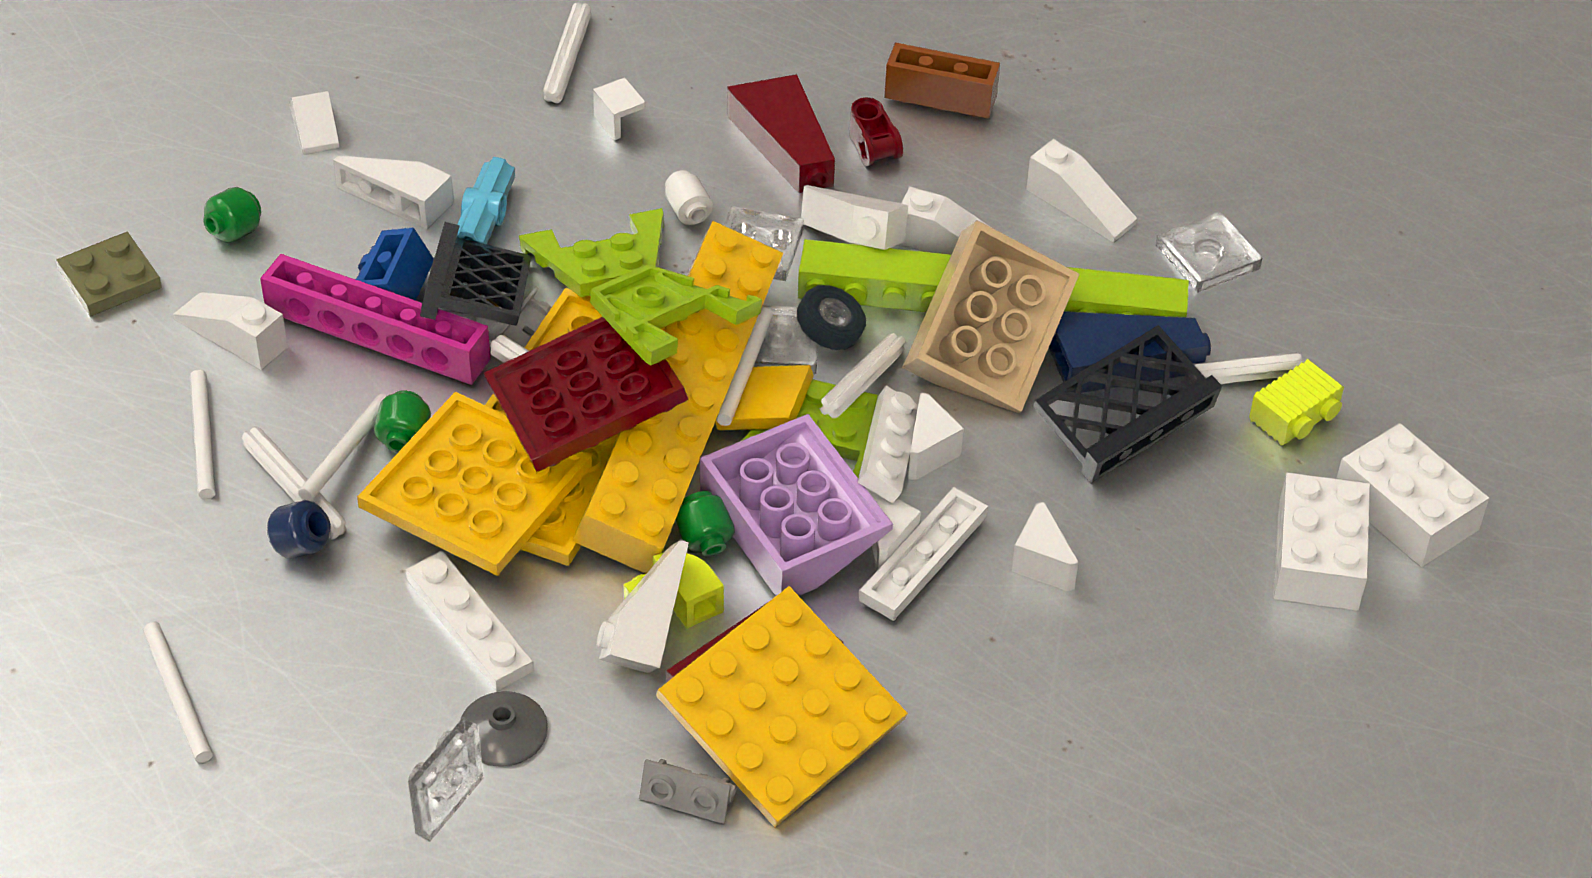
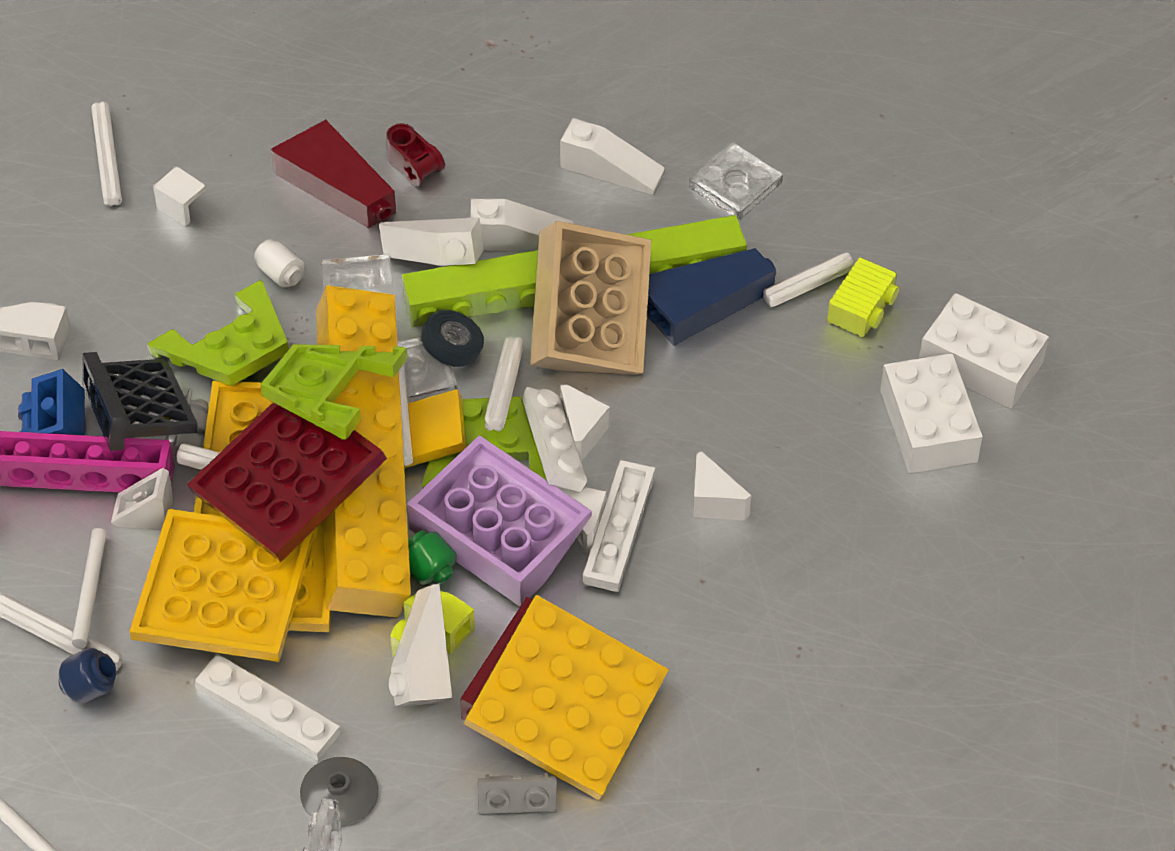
camera: 20 degrees left, 5 degrees up
(400, 418) = (129, 547): green head -> none
(443, 378) = (144, 503): none -> white slope
(486, 202) = (103, 319): medium azure piece -> none
(942, 80) = (451, 88): dark orange brick -> none
(1152, 423) = (751, 361): black fence -> none

